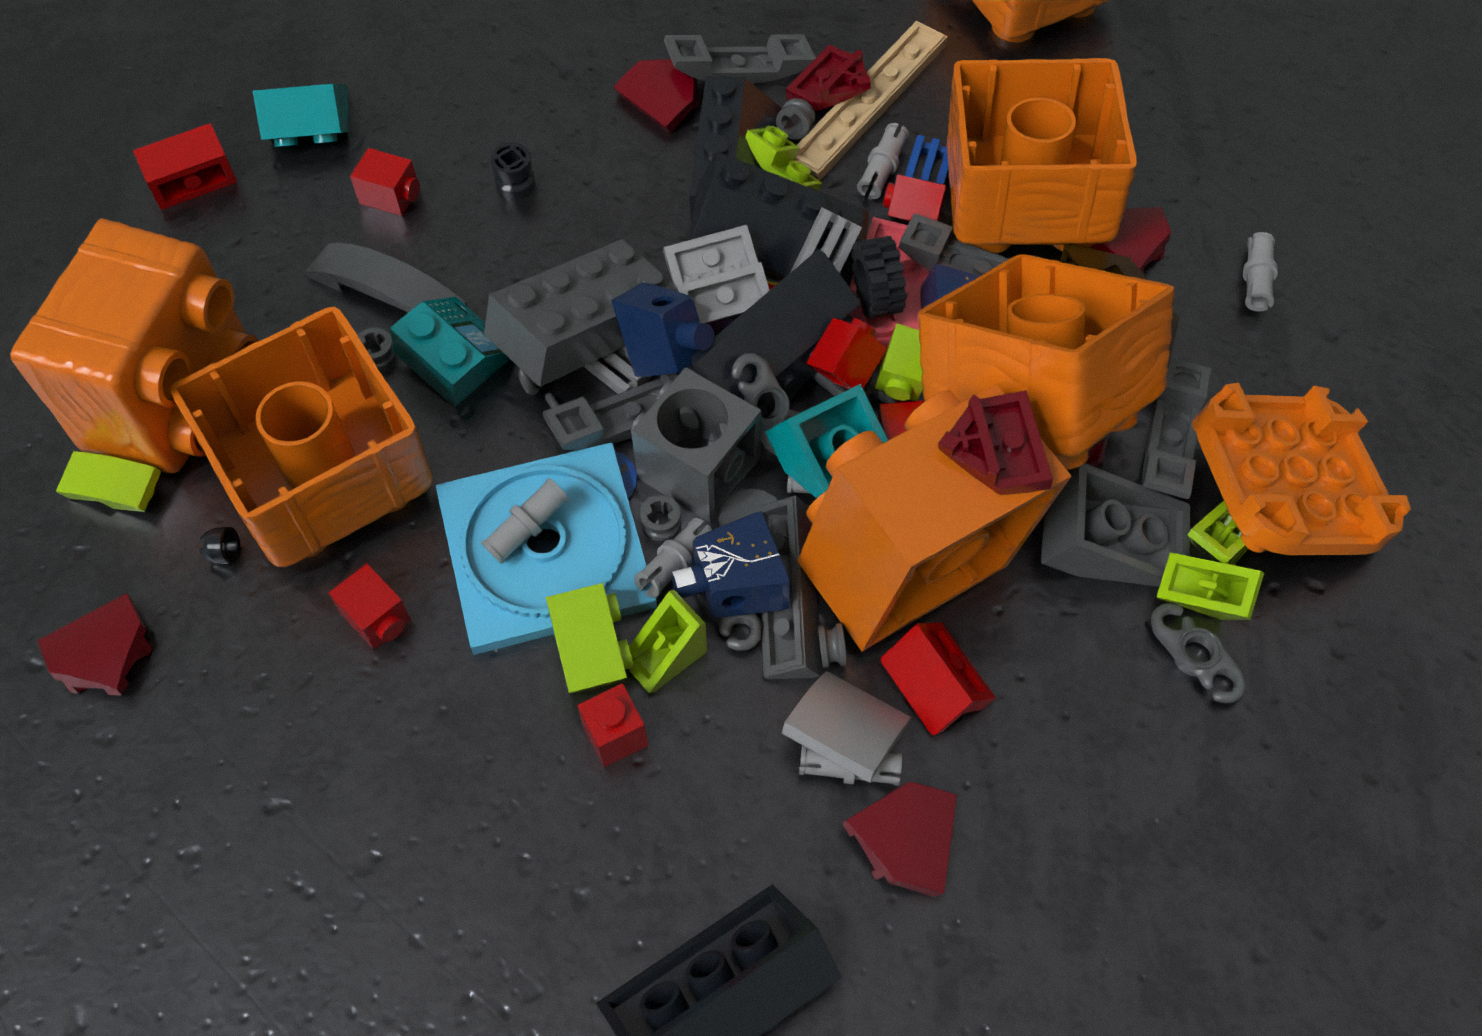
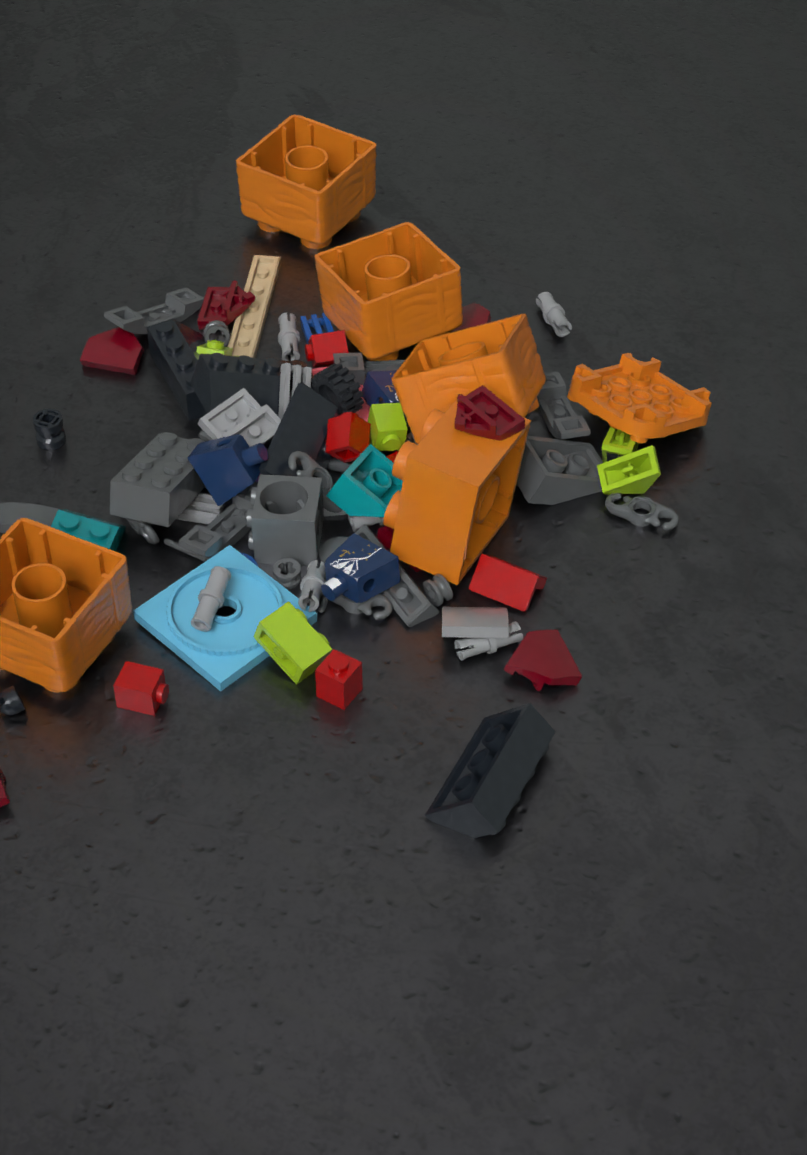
camera: 30 degrees left, 15 degrees down
(667, 643) = (343, 621): lime slope -> none

